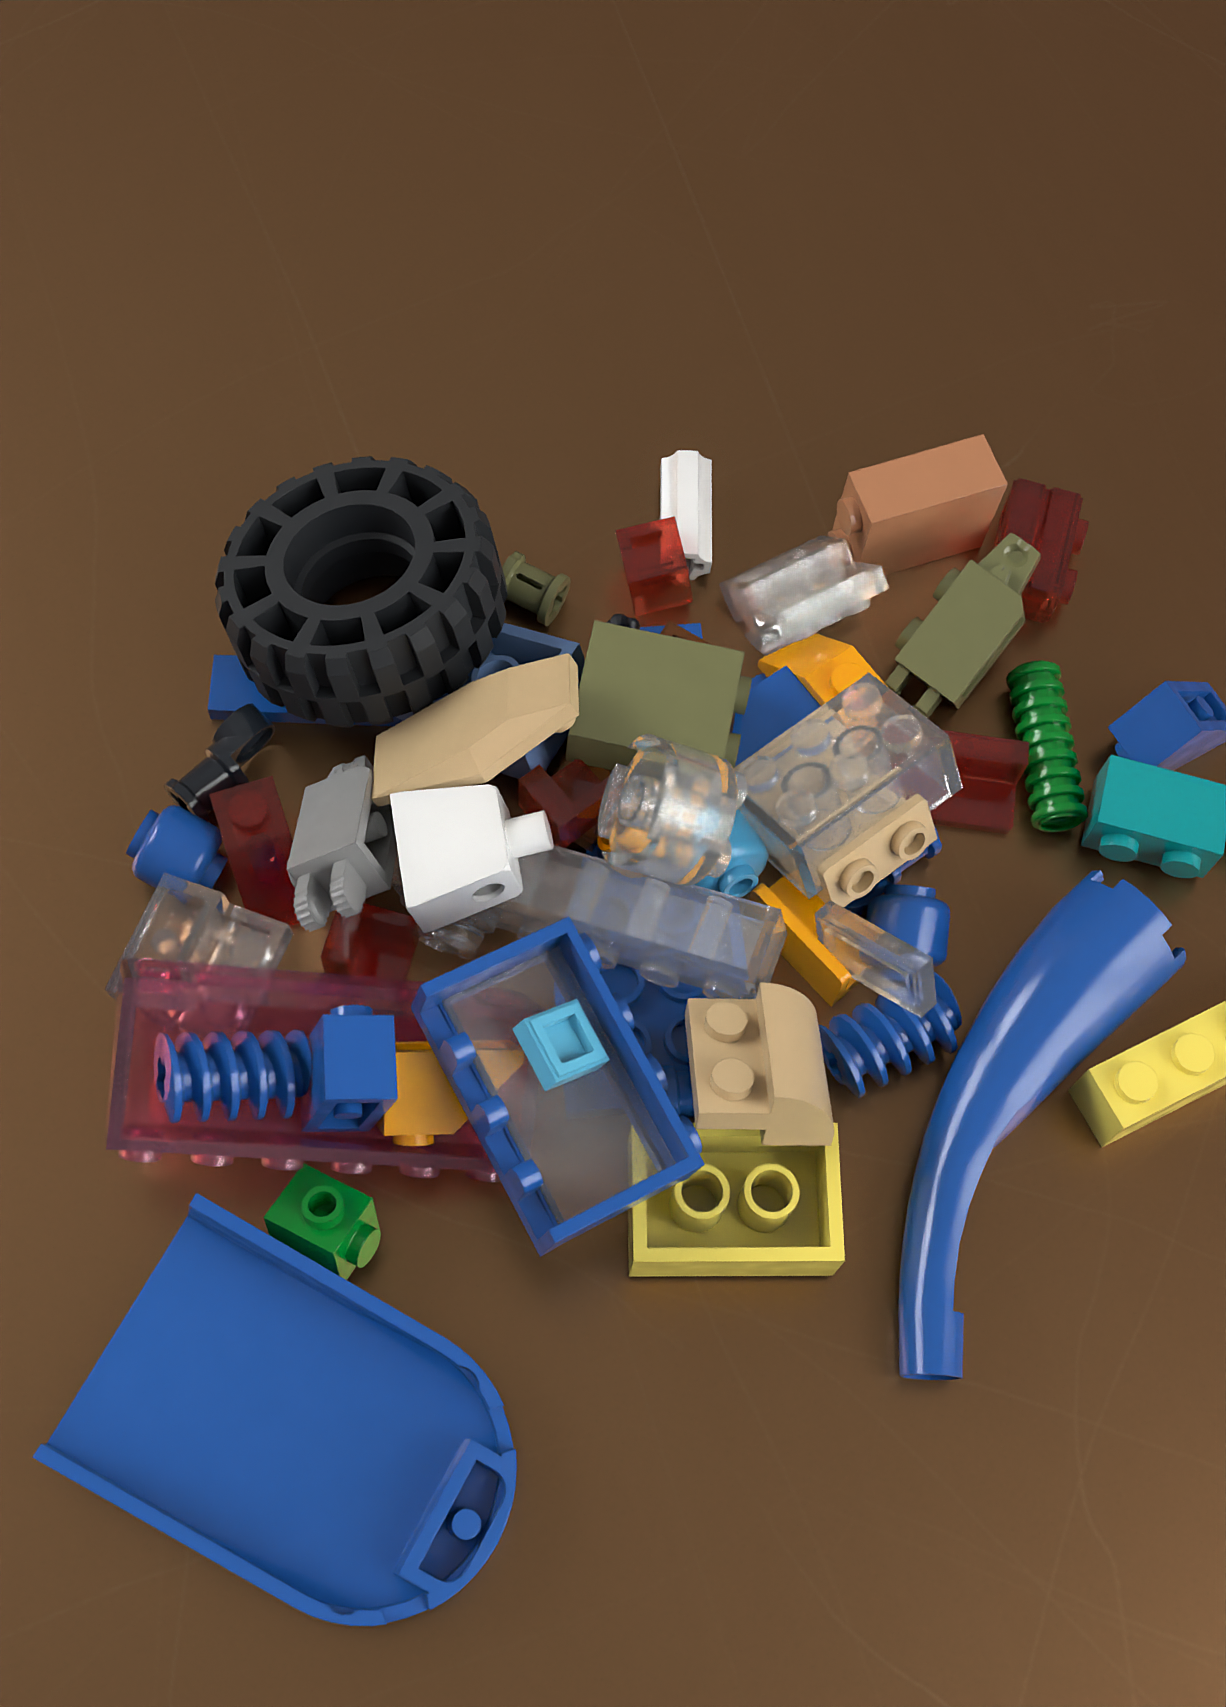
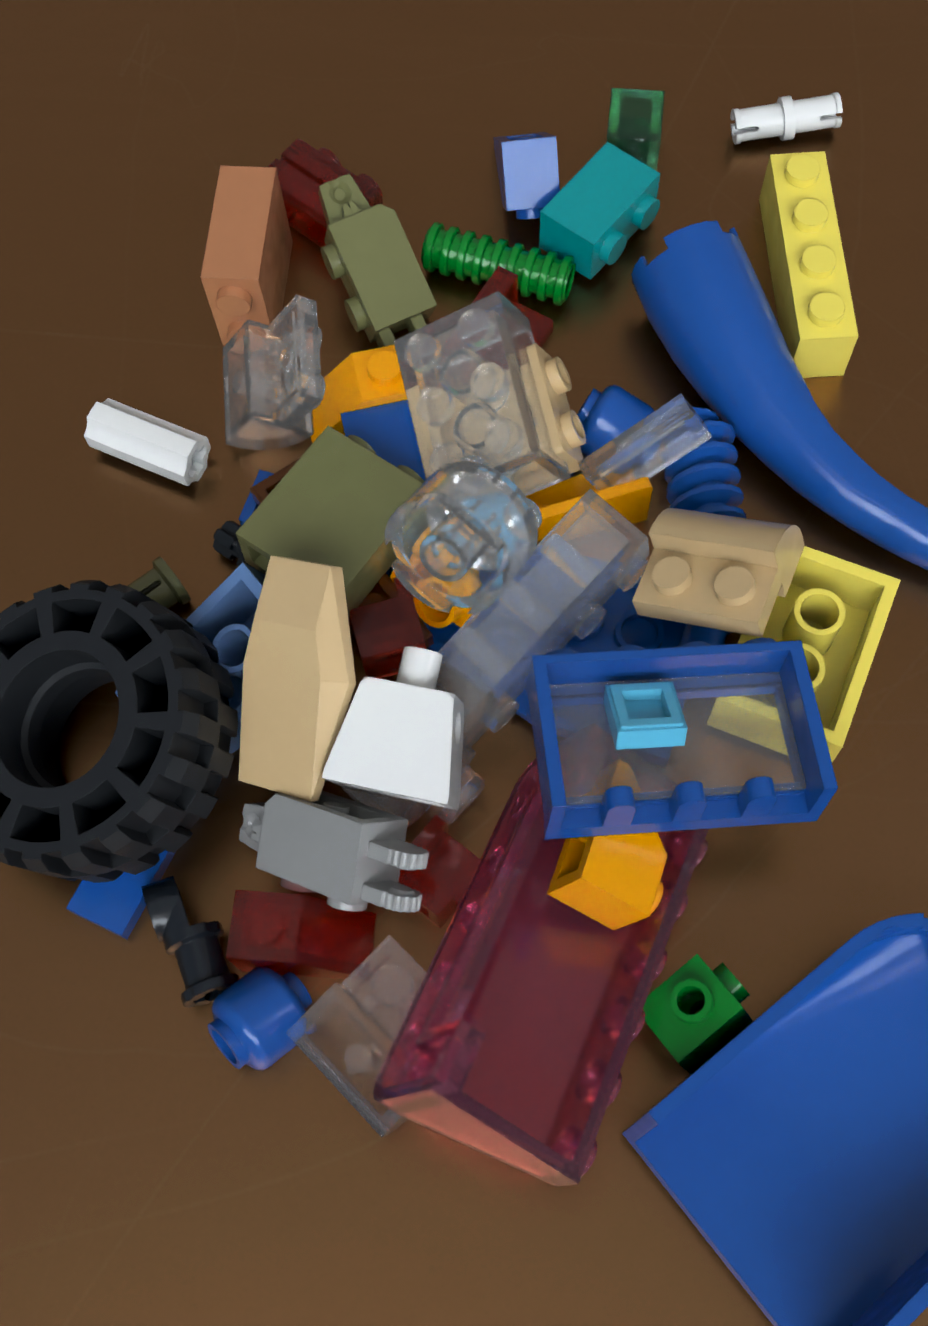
camera: 55 degrees left, 0 degrees up
(231, 1072) = (541, 1033): blue piece -> none
(351, 1071) = (582, 920): blue brick -> none
(654, 566) = (186, 482): clear red panel -> none

